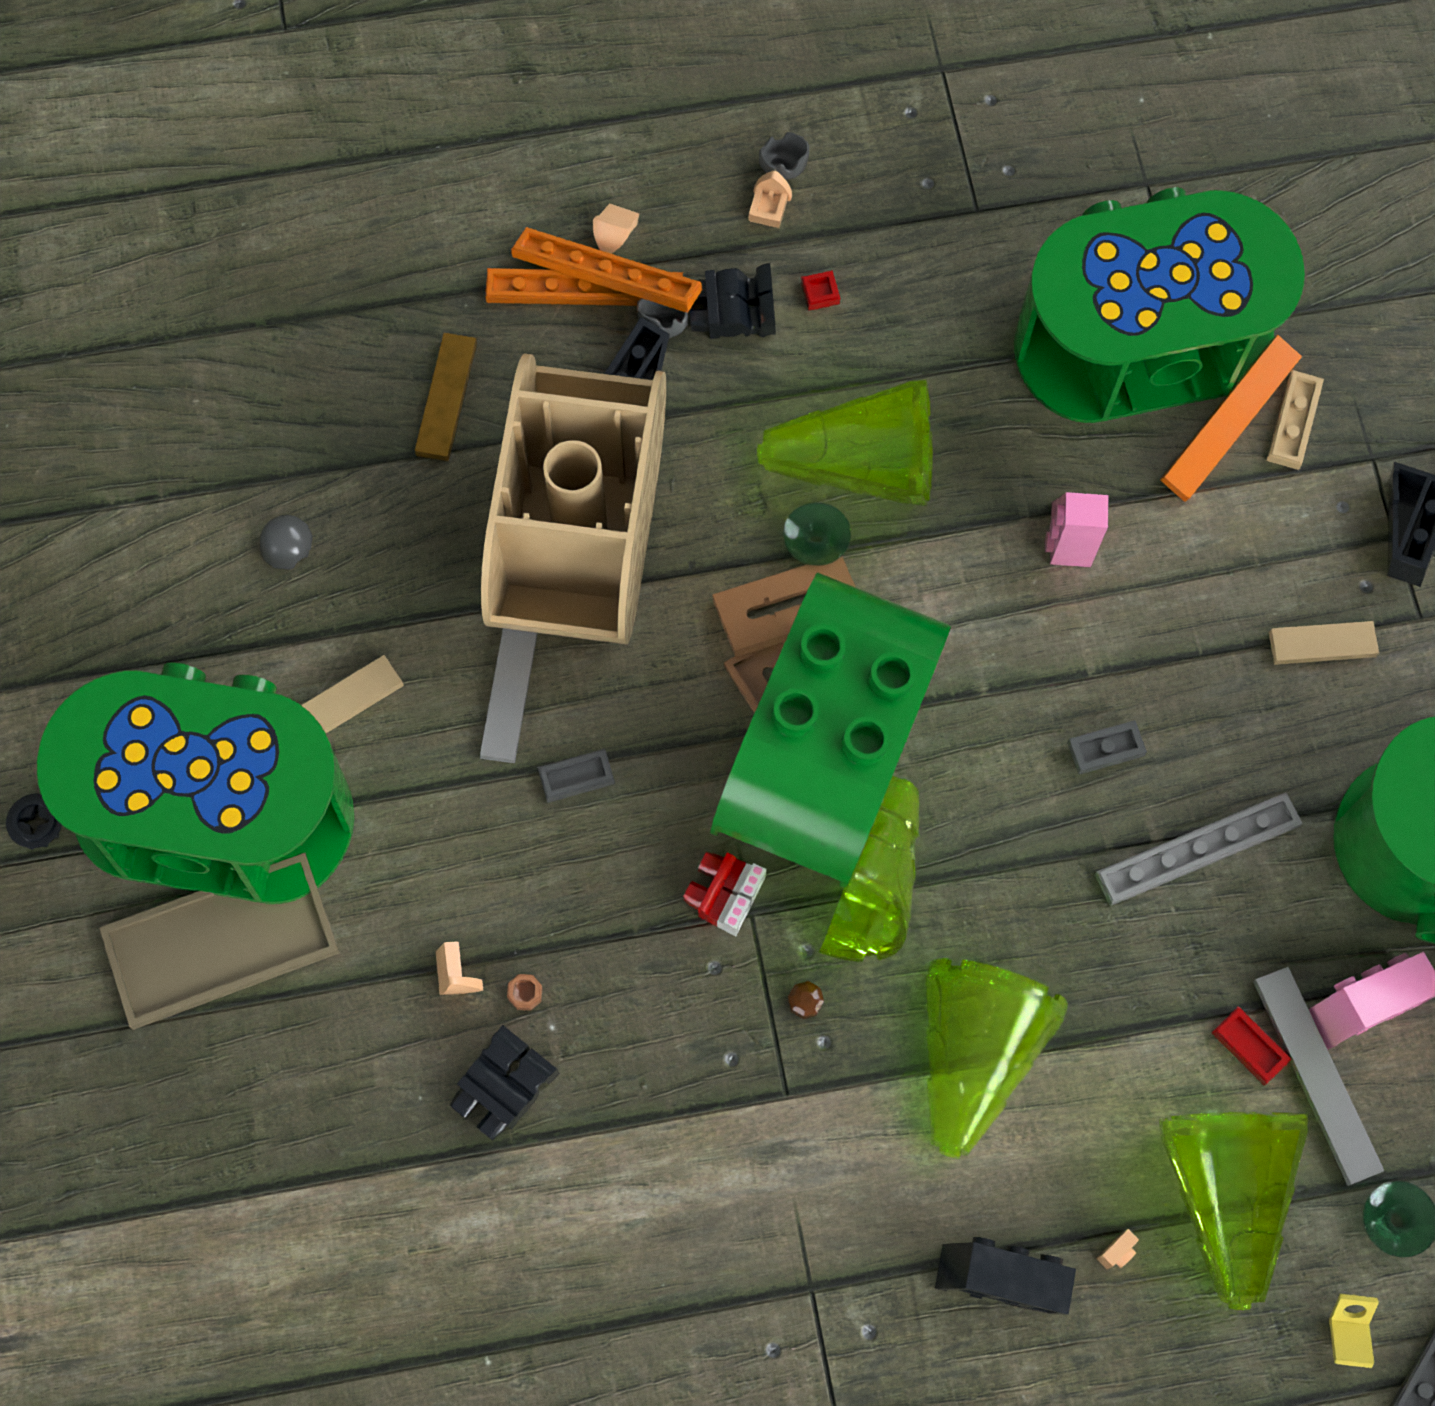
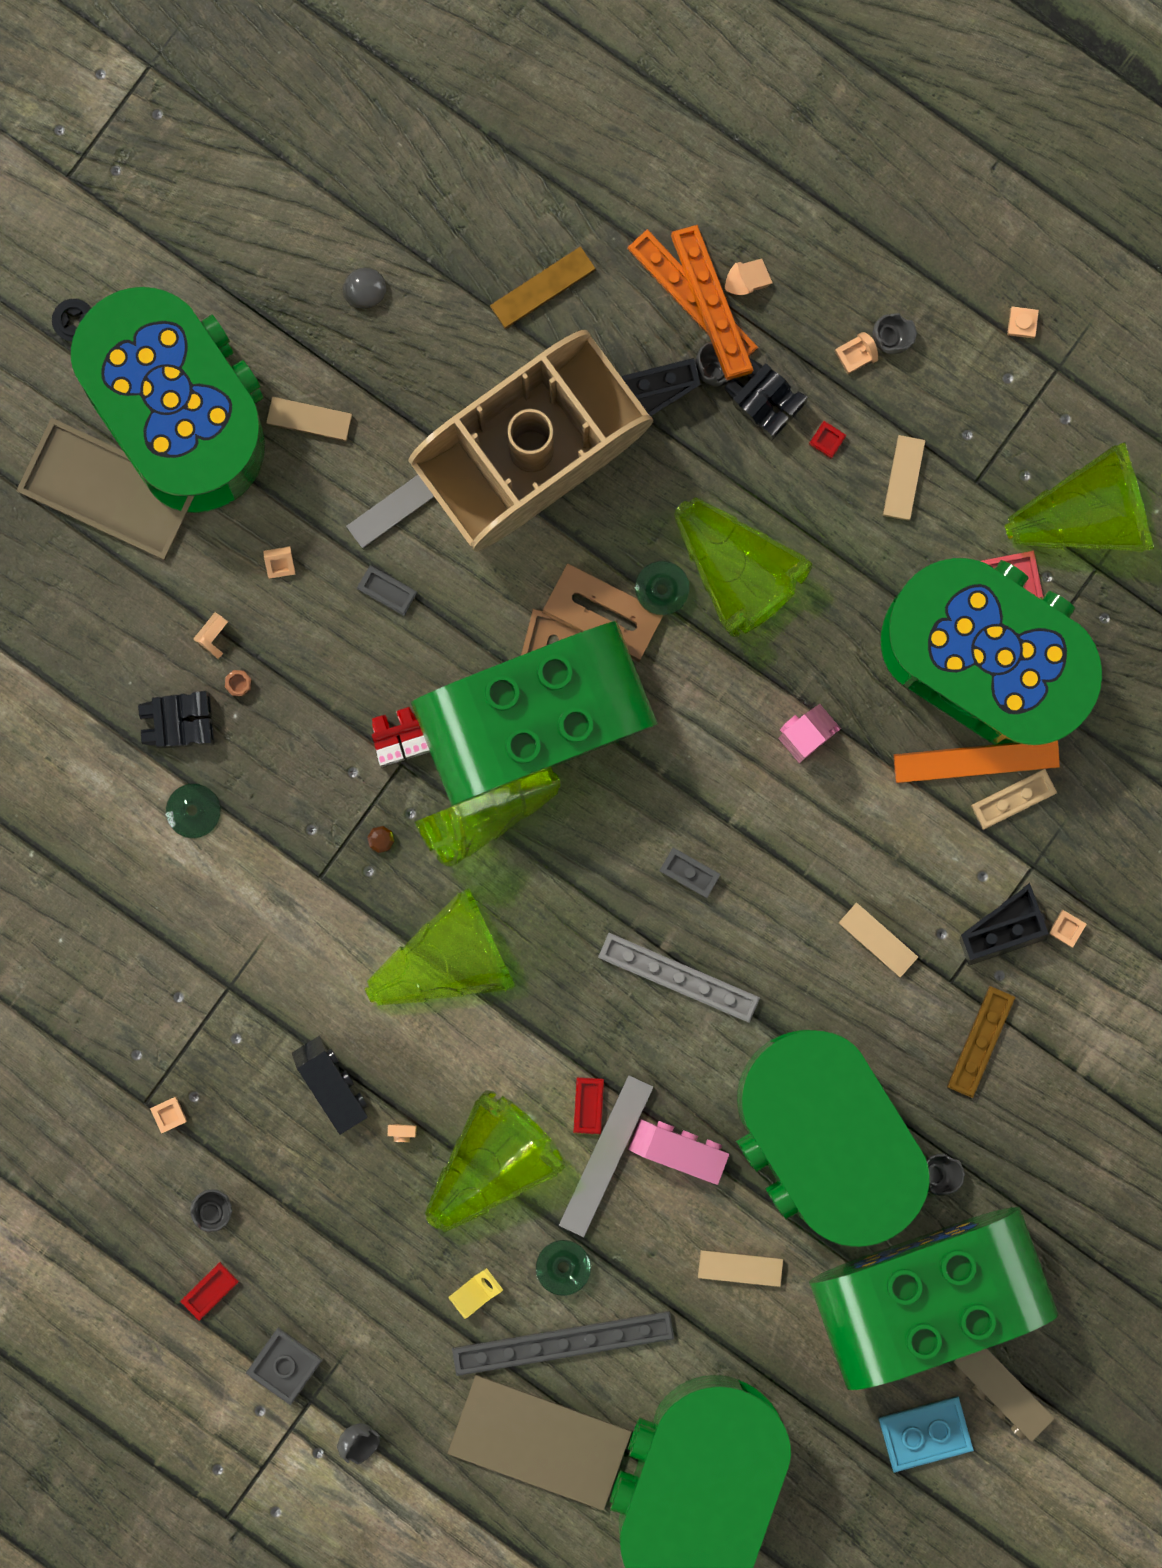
camera: 45 degrees right, 15 degrees up
(451, 845) = (279, 562): none -> light nougat plate
(611, 1173) = (207, 810): none -> clear green dish
(875, 59) = (1022, 322): none -> light nougat plate
(916, 260) = (903, 477): none -> tan tile
(1093, 135) = (1088, 509): none -> clear neon green cone

